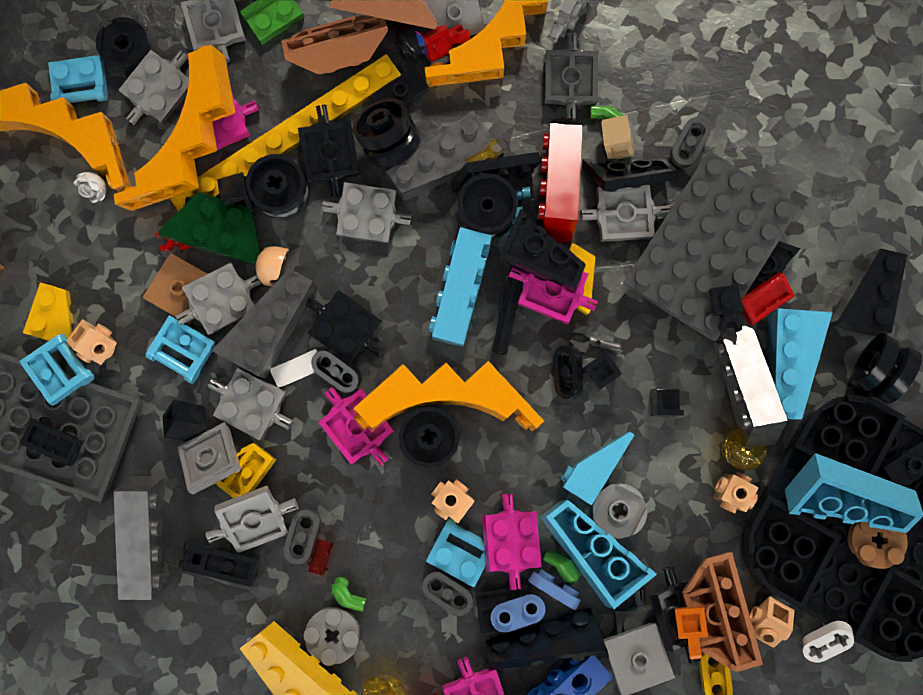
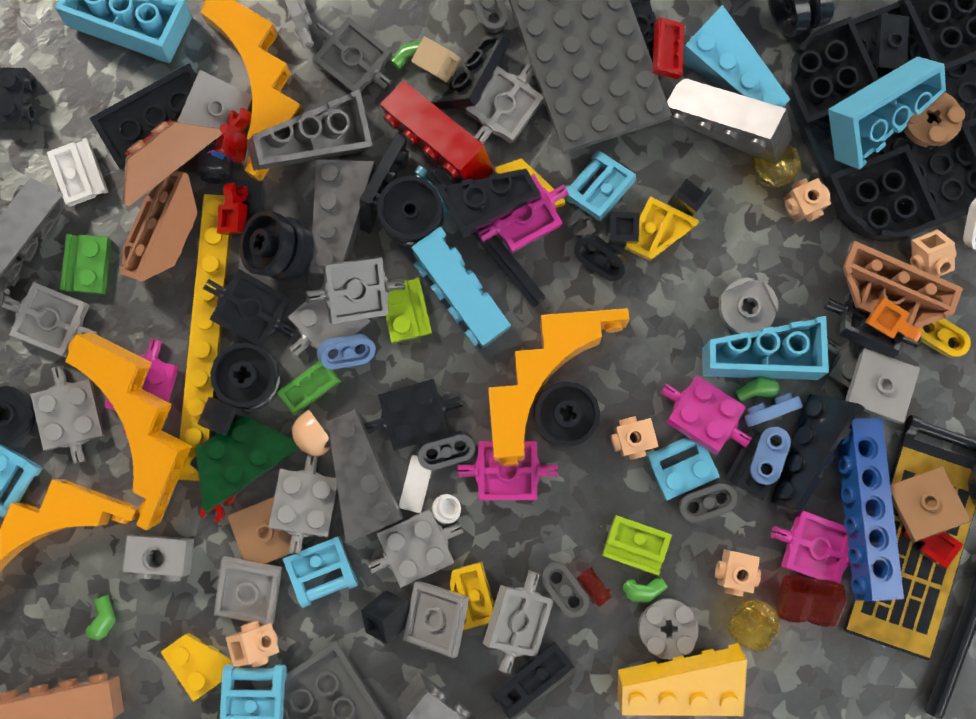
camera: 55 degrees left, 0 degrees up
(34, 226) = (104, 620): none -> bright green arm
(91, 186) = (109, 540): white plate -> none
(118, 235) = (141, 550): none -> light grey brick
(128, 309) = (247, 590): none -> light grey plate
(294, 404) = (446, 508): none -> white plate
(306, 237) = (308, 387): none -> bright green plate
(349, 242) = (344, 351): none -> medium blue plate
(375, 564) = (636, 545): none -> lime plate
(387, 84) = (232, 214): none -> red plate
(399, 213) = (355, 289): none -> plate
(416, 261) = (407, 313): none -> lime plate
(419, 648) = (748, 576): none -> light nougat brick
(487, 152) = (364, 174): clear yellow hand -> none
(493, 98) = (320, 133): none -> flat silver wedge
(591, 472) = (700, 305): medium azure slope -> none
(620, 336) = (606, 188): none -> medium azure plate
(624, 398) = (660, 228): none -> yellow wing
(726, 303) = (648, 81): black plate -> none

